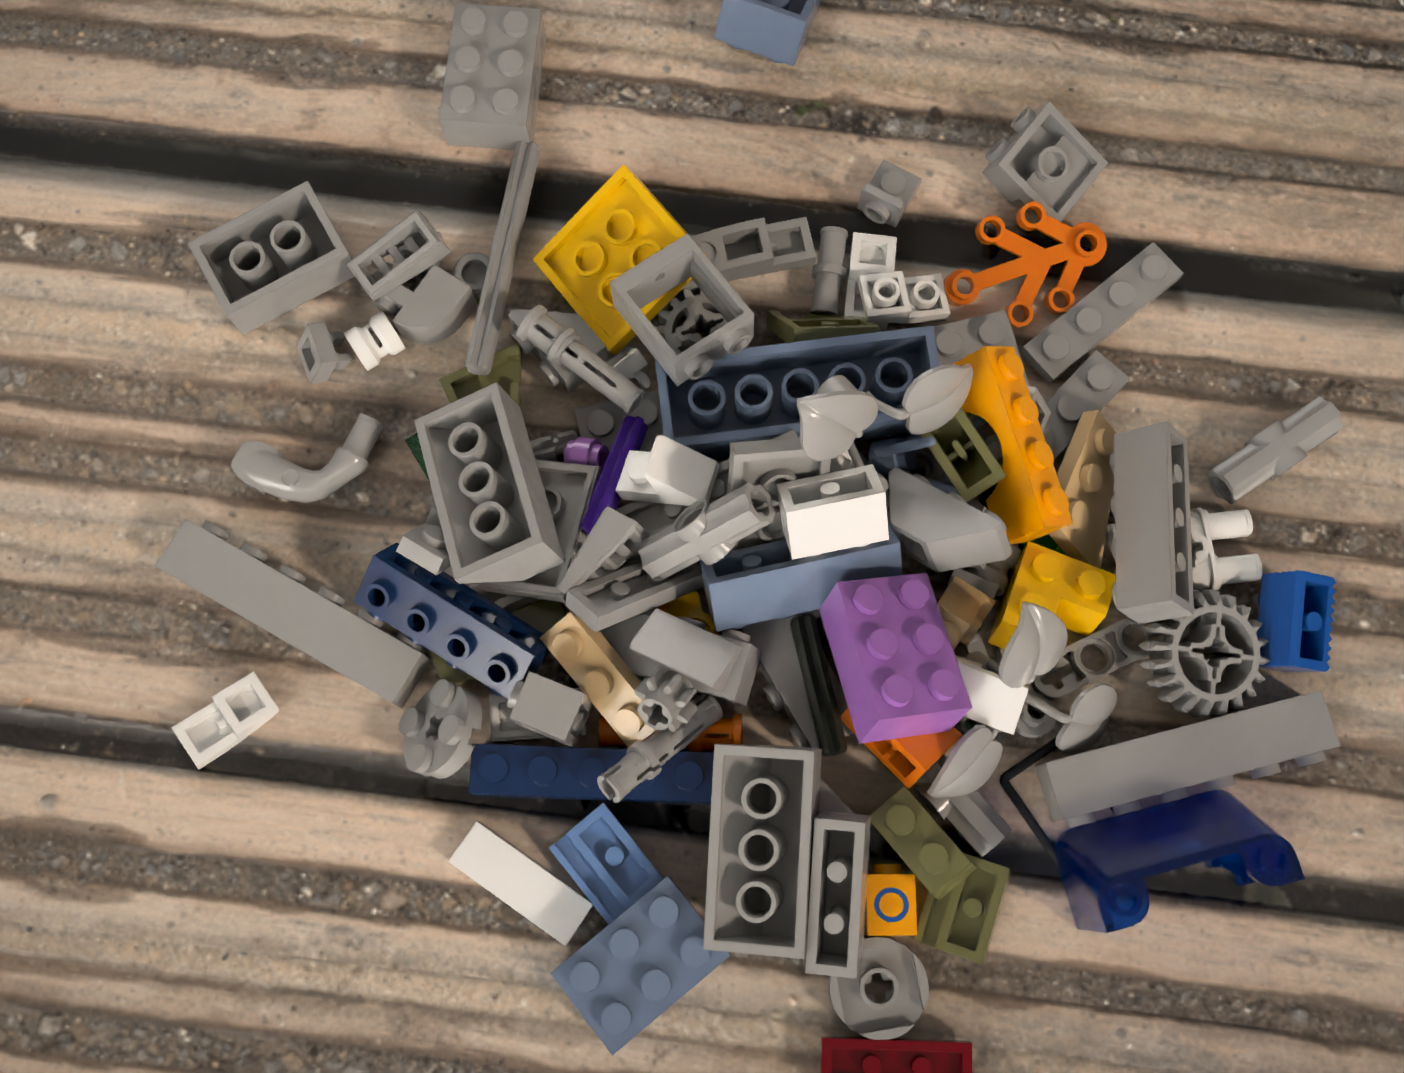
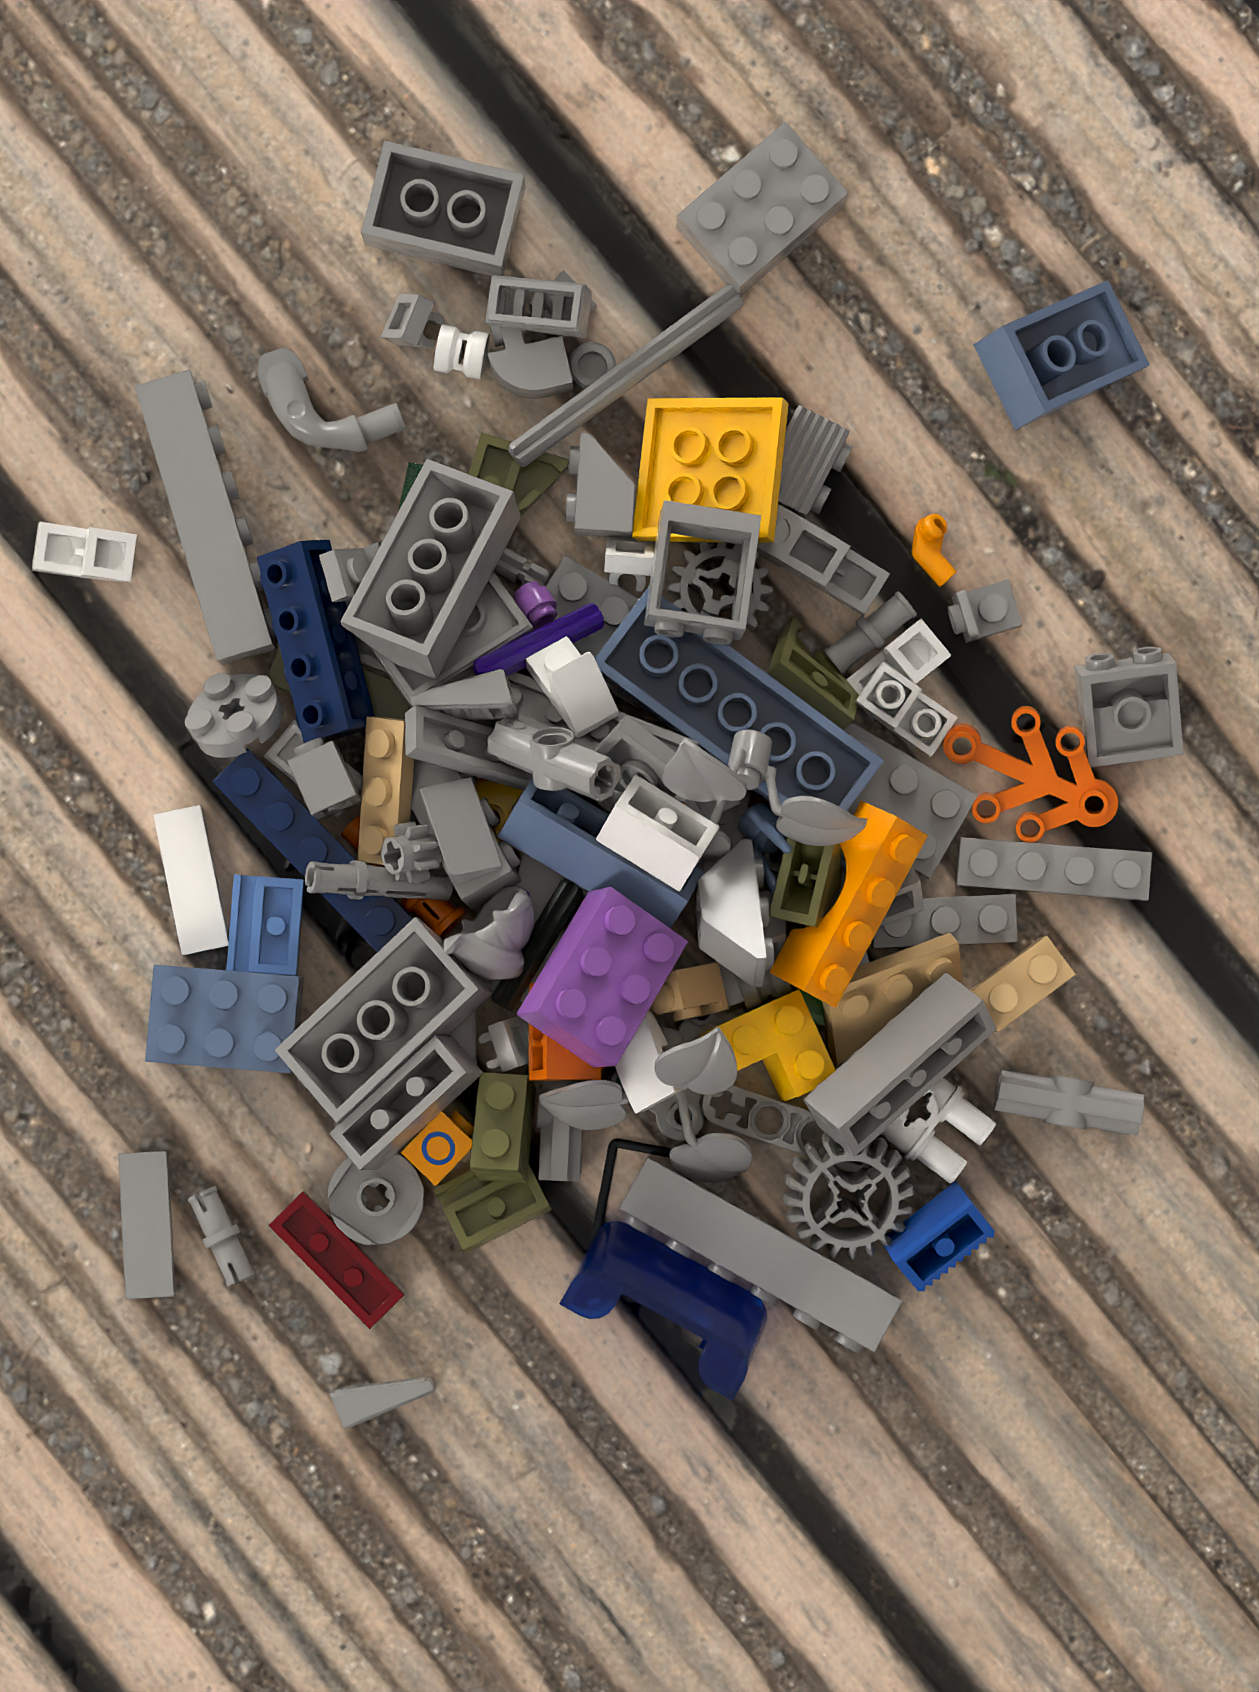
camera: 35 degrees right, 10 degrees up
(559, 352) = (595, 506): light grey pin -> none
(679, 191) = (810, 452): none -> light grey brick
(784, 703) = (497, 935): none -> light grey hair
(811, 189) = (927, 548): none -> light orange arm
(865, 775) = (510, 1043): none -> white tile
(1165, 390) = (1023, 981): none -> tan brick

